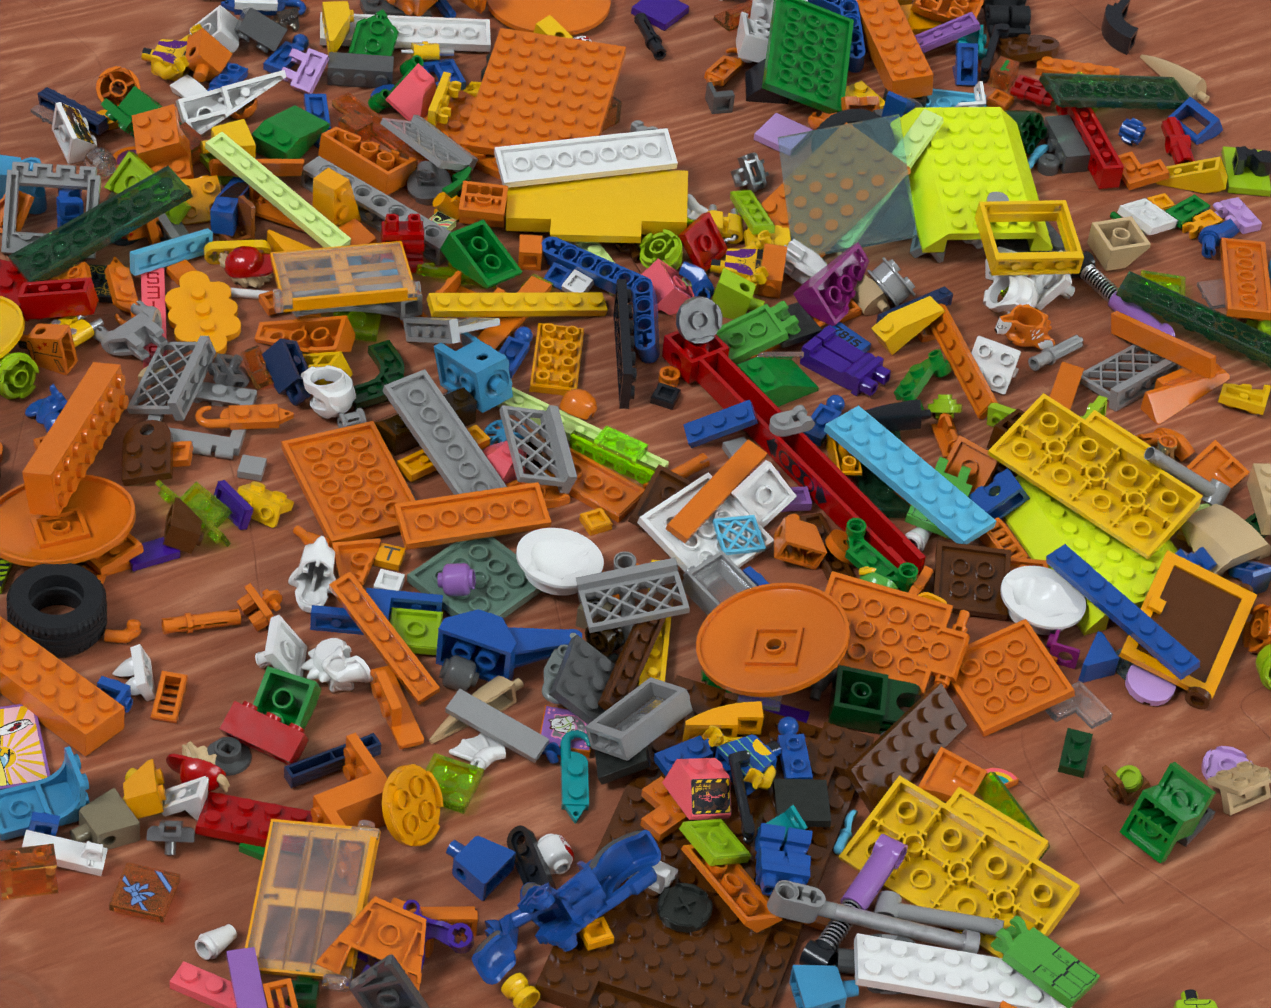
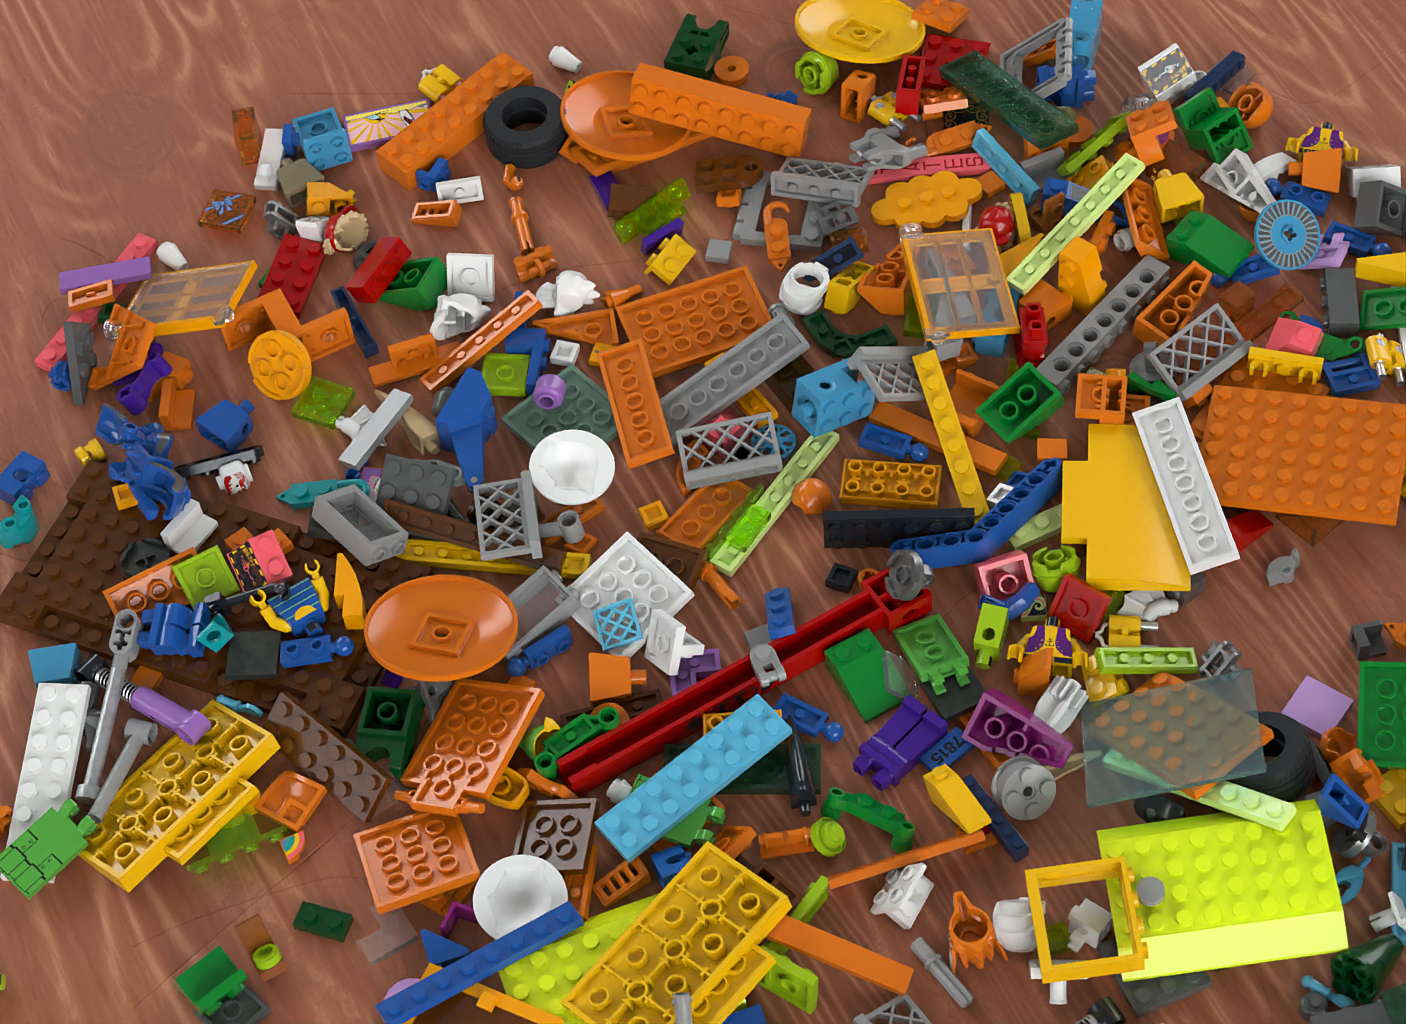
camera: 105 degrees right, 10 degrees up
(299, 74) = (1275, 246): none -> piece
(688, 749) = (317, 551): blue plate -> none
(716, 491) = (666, 597): orange tile -> none

